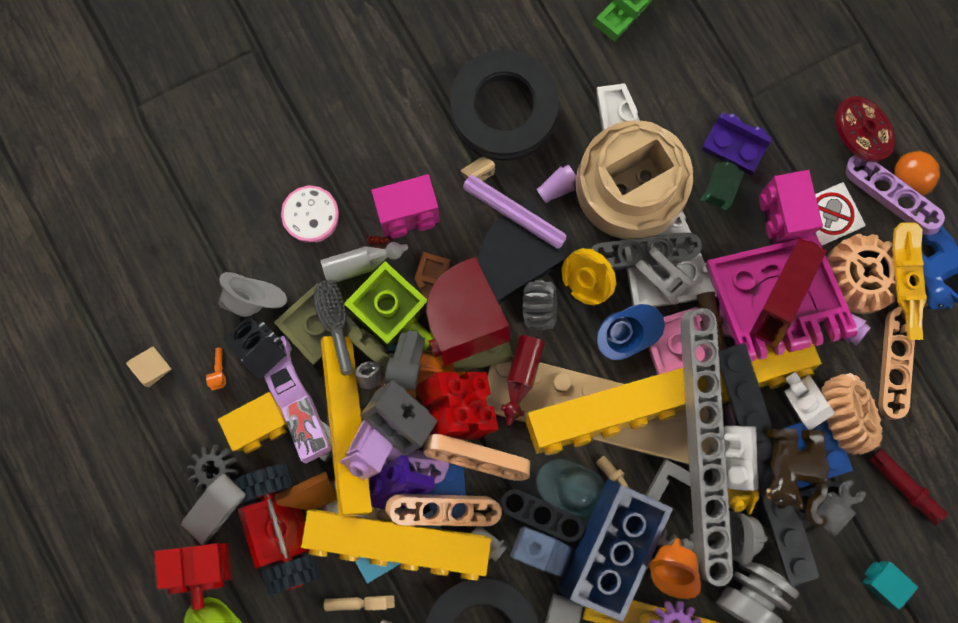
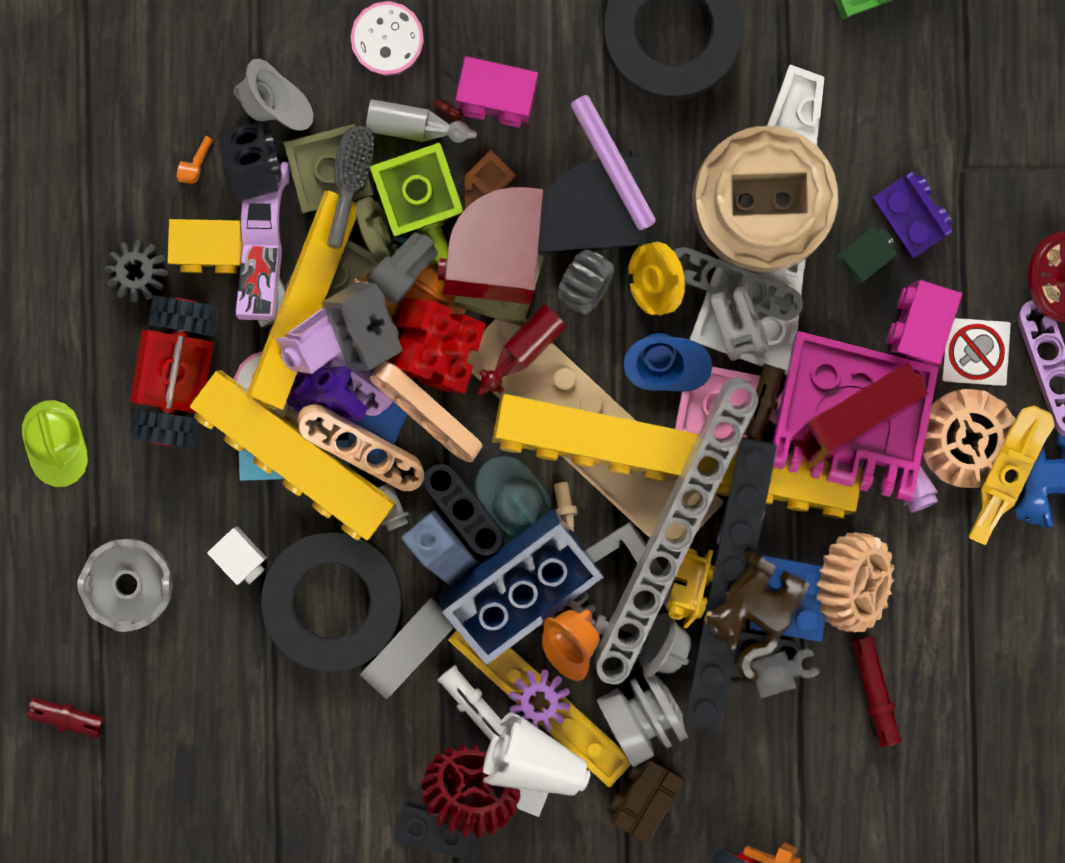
camera: 30 degrees right, 10 degrees up
(149, 366) = (122, 118): tan slope -> none
(193, 570) = (64, 368): red brick -> none
(213, 509) = (116, 315): light grey beam -> none
(309, 494) = (226, 353): dark orange tile -> none
(357, 603) = (231, 502): tan piece -> none
(369, 375) = (356, 267): light grey axle -> none
(481, 168) = (603, 88): tan slope -> none
(558, 184) = (683, 154): lavender cone -> none
(741, 457) = (703, 563): white plate -> none
(808, 400) = (814, 542): white plate -> none
(889, 584) = (793, 779): teal brick -> none
(890, 362) = (939, 551): light nougat beam -> none

